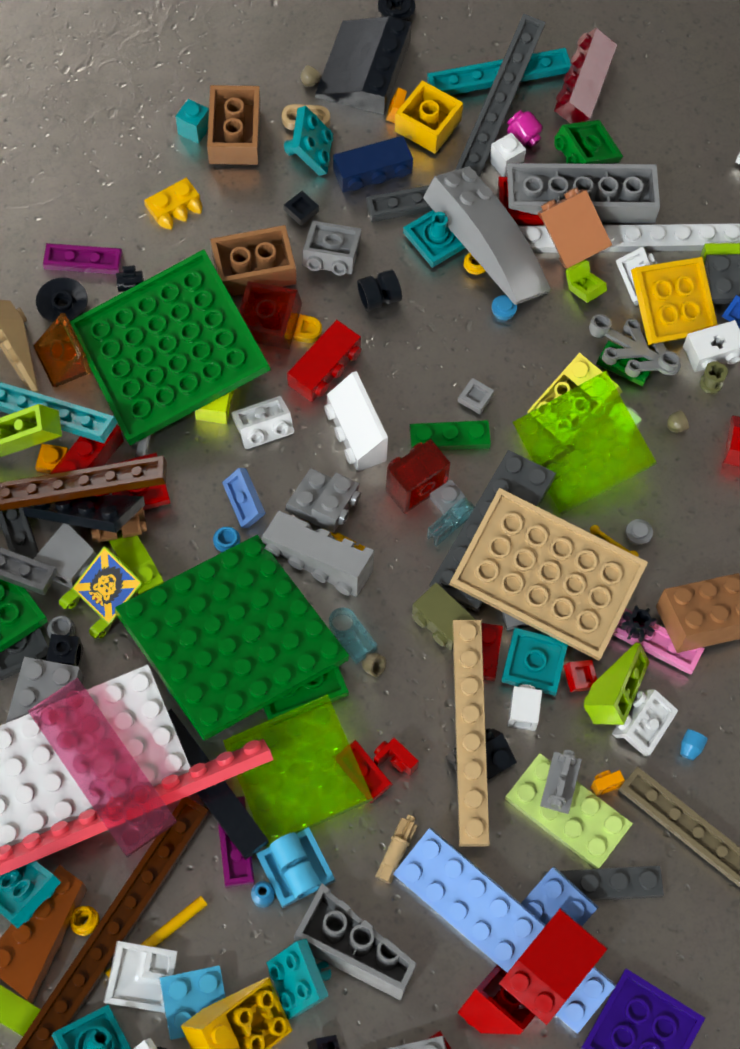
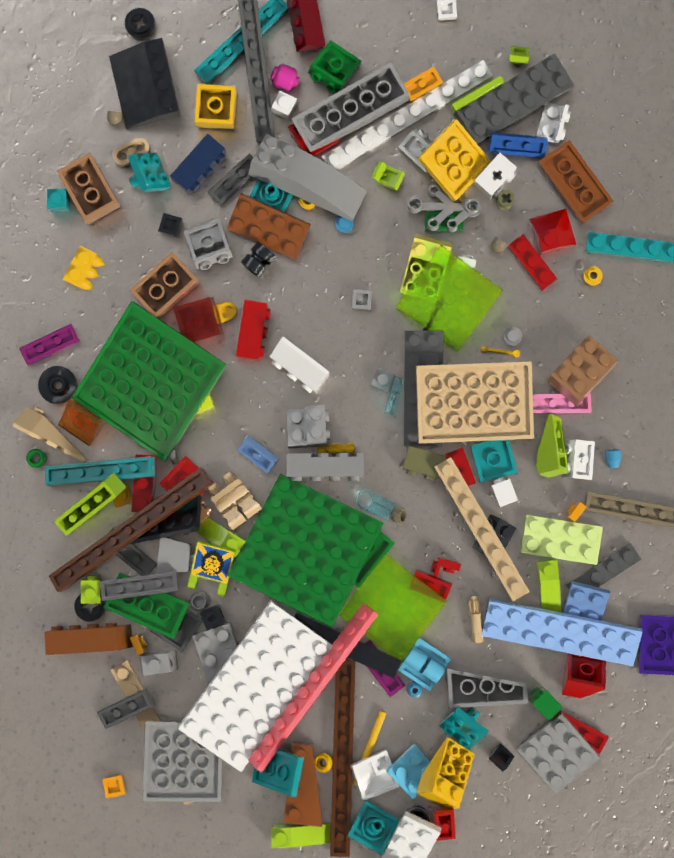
camera: 25 degrees left, 20 degrees up
(102, 767) = (284, 679): clear pink plate -> none
(128, 278) = (92, 345): black gear -> none
(178, 526) = (229, 497): none -> tan hips
(226, 538) = (263, 486): dark azure plate -> none
(263, 422) = (238, 395): white bracket -> none
(395, 103) = (187, 107): light orange plate -> none
(416, 475) = (358, 380): clear red brick -> none
(417, 265) = (268, 226): none -> dark orange plate
(427, 1006) = (544, 702): none -> green brick
(452, 435) = (360, 336): green plate -> none
(521, 855) = (549, 585): none -> lime slope
(553, 966) = (603, 642): red slope -> none
(561, 781) = (550, 528): light grey hinge -> none
(574, 227) = (361, 144): nougat panel -> none
(580, 675) = (526, 452): red plate -> none
(643, 618) = (551, 403): black gear -> none
(681, 212) = (423, 84): none -> light orange plate
(709, 464) = (532, 262): none -> red plate

